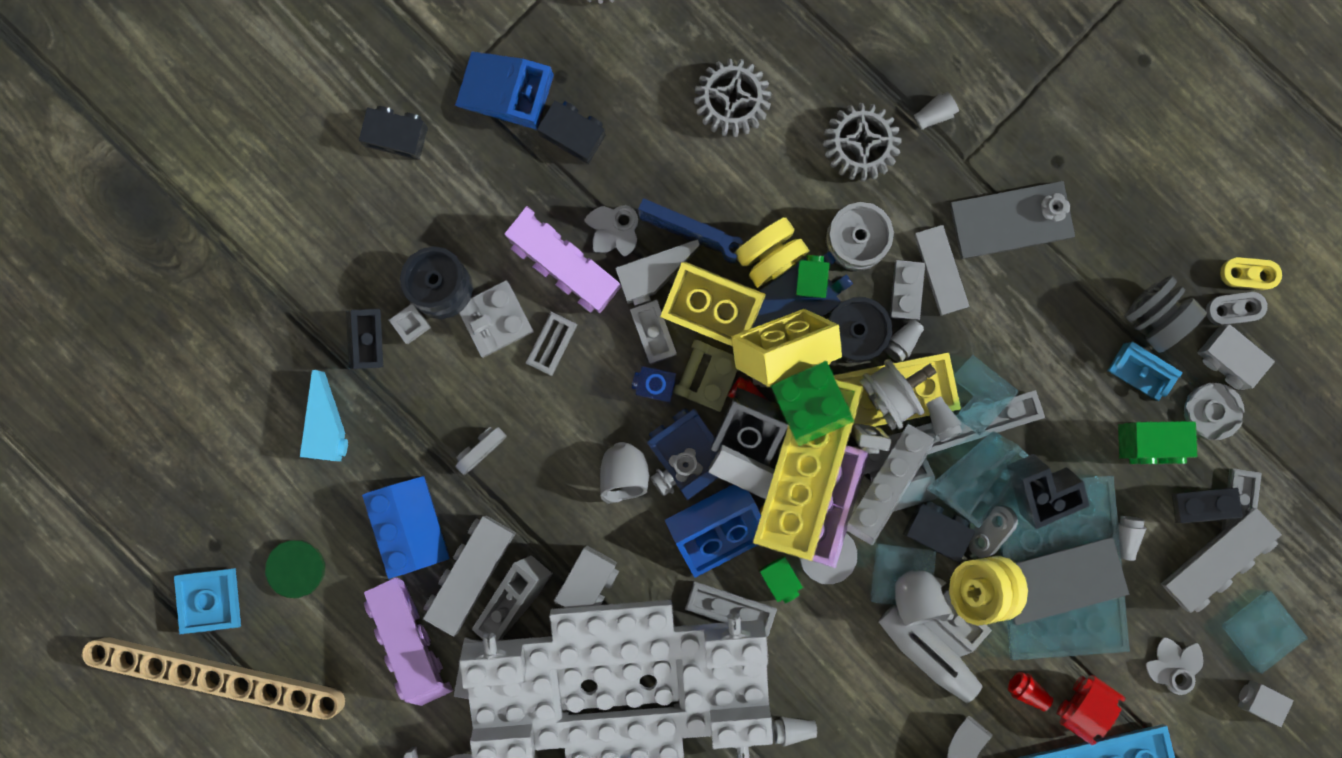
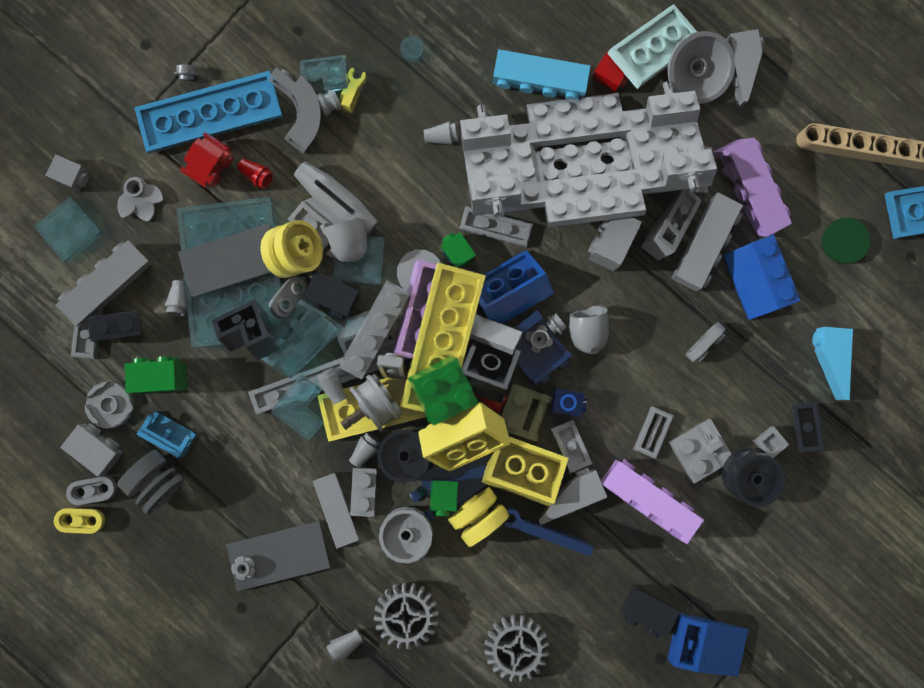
camera: 170 degrees right, 0 degrees up
(393, 132) = (798, 602): black brick -> none
(610, 232) = (611, 527): light grey plate -> none

